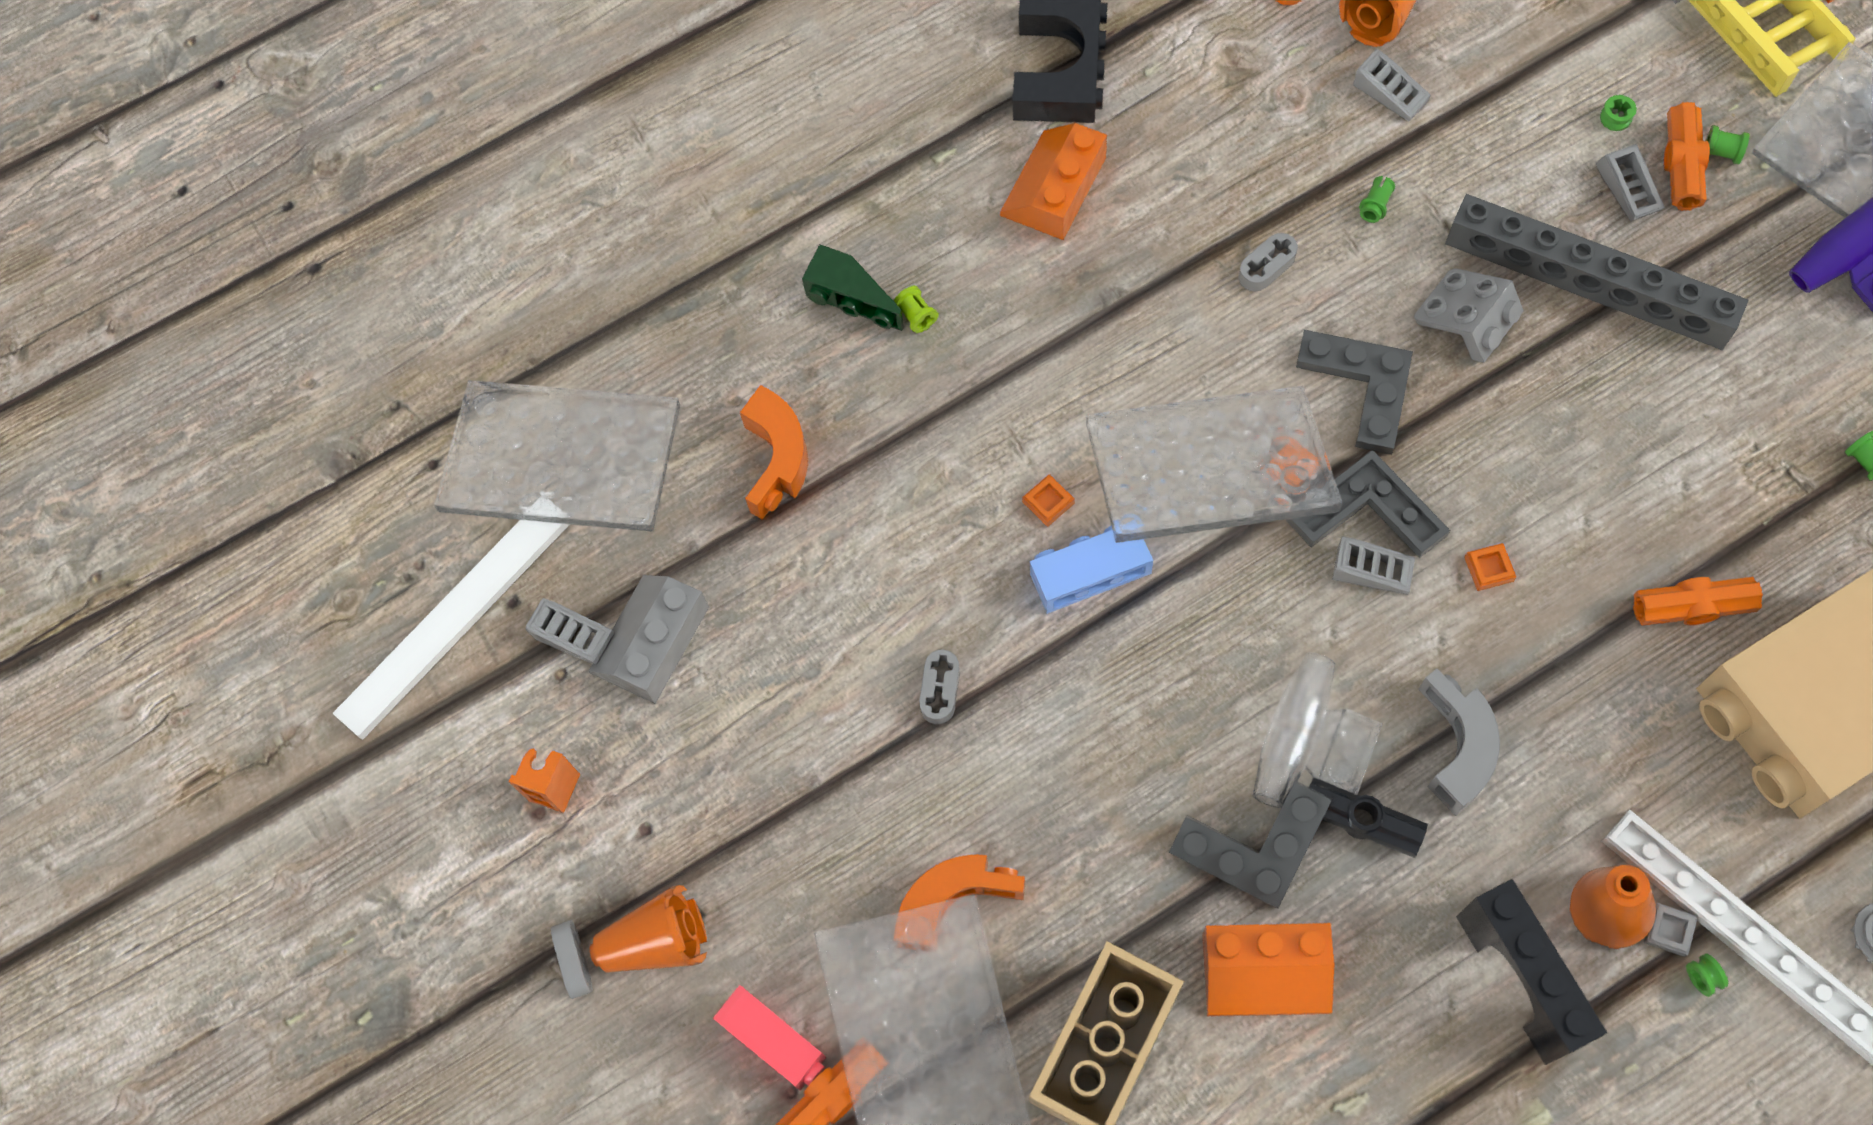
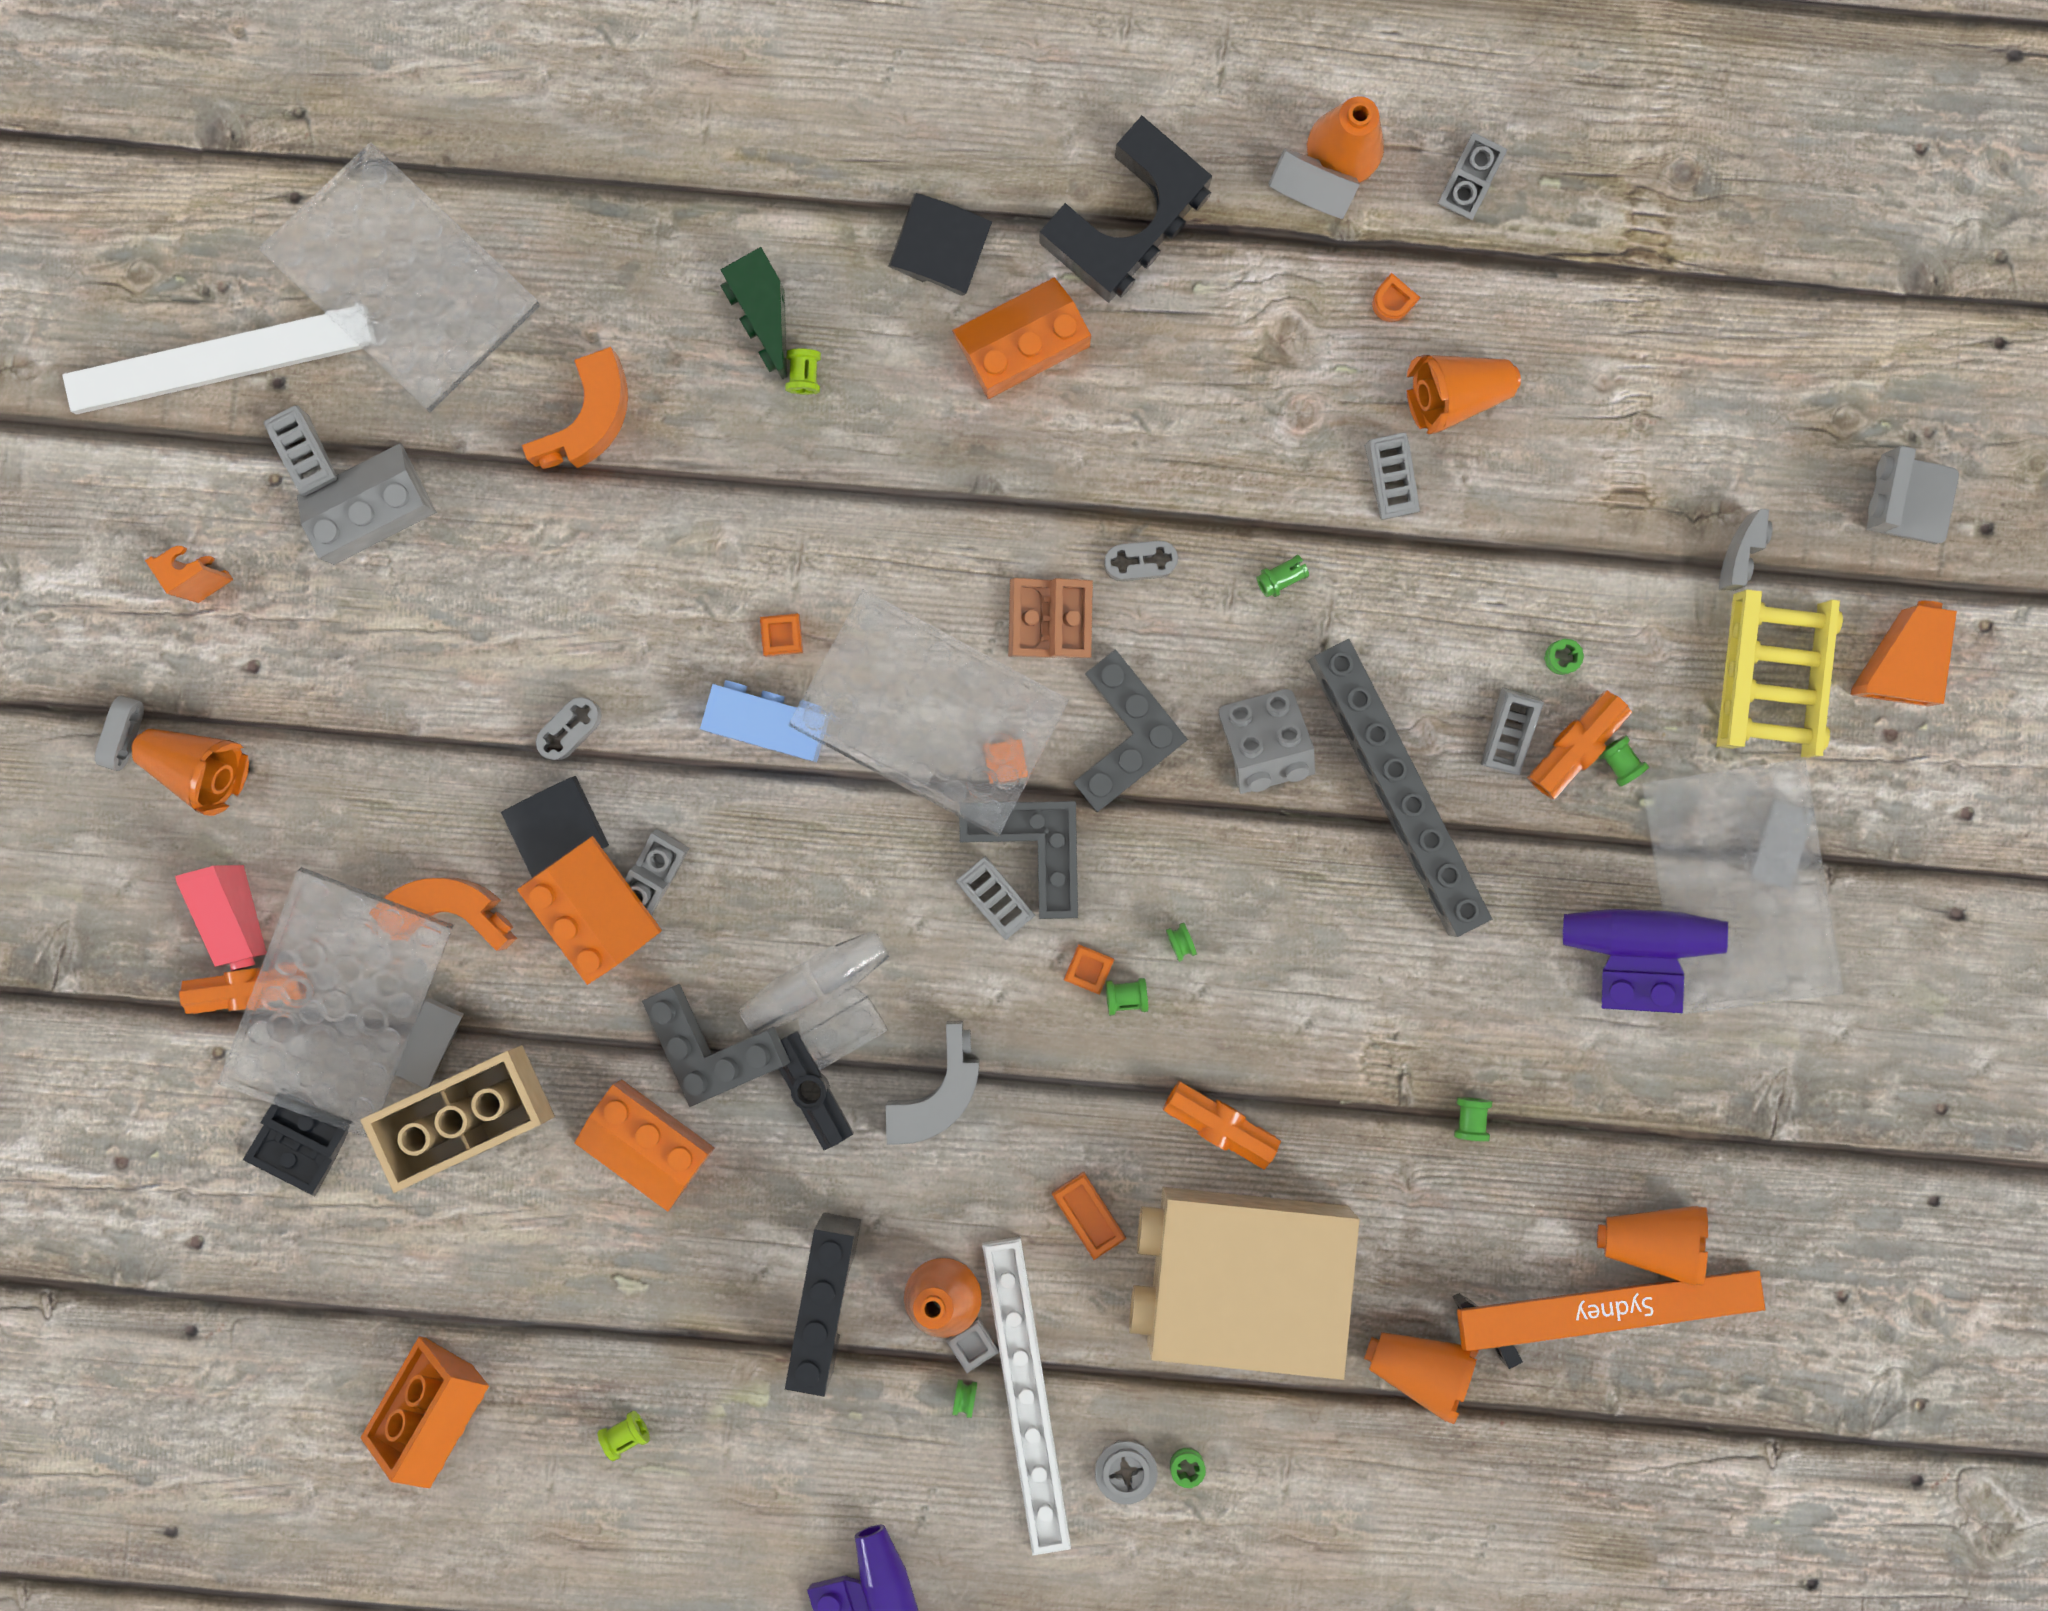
camera: 30 degrees right, 20 degrees up
(945, 163) = (940, 243): none -> black slope
(989, 769) = (552, 824): none -> black slope
(1024, 1020) = (429, 1042): none -> light grey slope
(1073, 802) = (589, 910): none -> orange slope
(1094, 748) = (656, 868): none -> light grey slope
(1238, 345) = (1050, 618): none -> nougat slope
(1538, 561) = (1126, 996): none -> bright green bush
(1541, 492) = (1181, 942): none -> bright green bush
(1663, 752) = (1088, 1215): none -> orange tile

